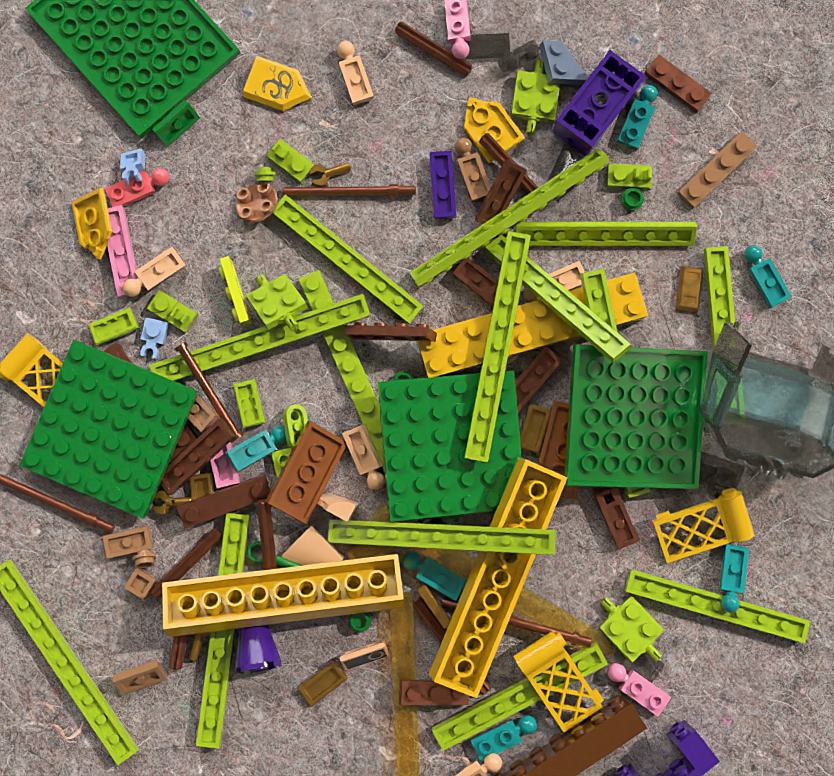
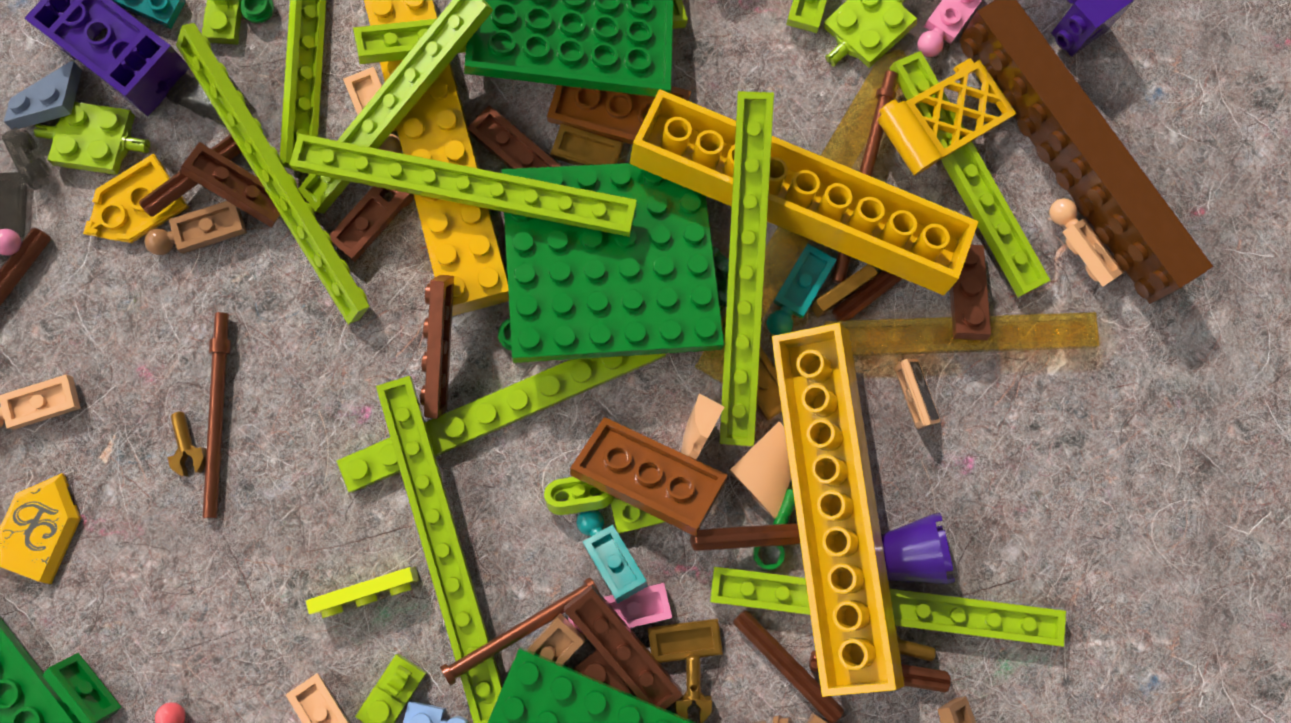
camera: 95 degrees left, 5 degrees down
(224, 501) = (692, 605): copper plate -> none
(249, 403) = (541, 568): lime plate -> none
(256, 202) = (222, 558): nougat dish -> none
(264, 174) = (179, 546): lime plate -> none
(277, 302) = (383, 522): lime plate -> none
(290, 160) = (160, 506): lime plate -> none
(322, 683) = (960, 456): pearl gold tile -> none
(347, 259) = (319, 419): lime plate -> none
(360, 621) = (871, 399): green plate -> none
(365, 455) = (623, 390): light nougat plate -> none
(442, 184) = (216, 272): dark purple plate -> none
(502, 736) = (1025, 198): teal plate -> none
(616, 517) = (714, 39): copper plate -> none

